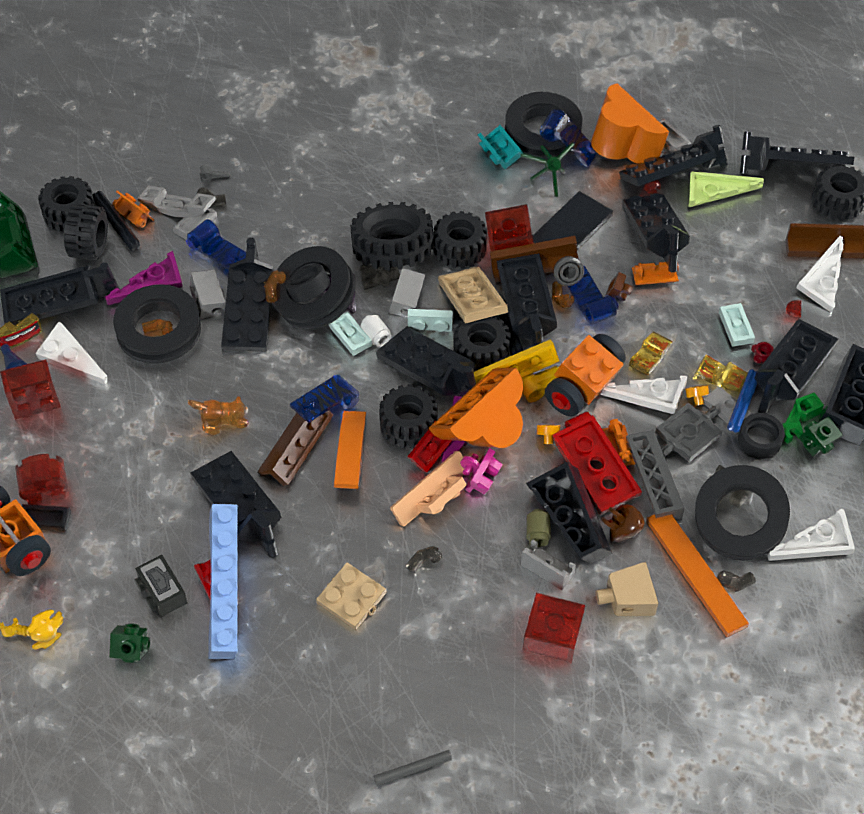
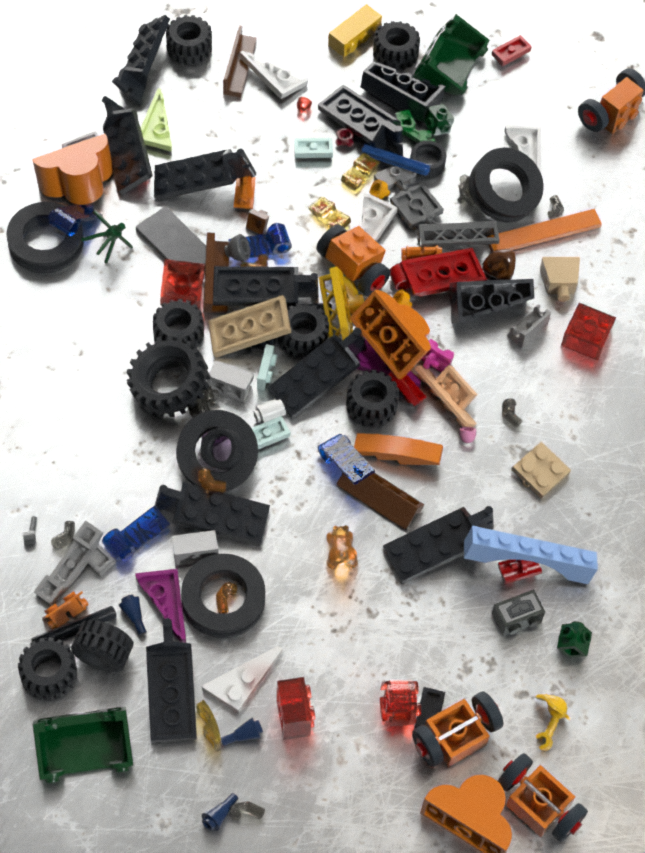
camera: 85 degrees left, 5 degrees up
(137, 256) = (131, 607): none -> dark blue cone
(384, 515) = (467, 434): none -> bright pink hinge
(501, 146) = (65, 275): teal bracket -> none
(538, 527) = (495, 325): olive brick -> none

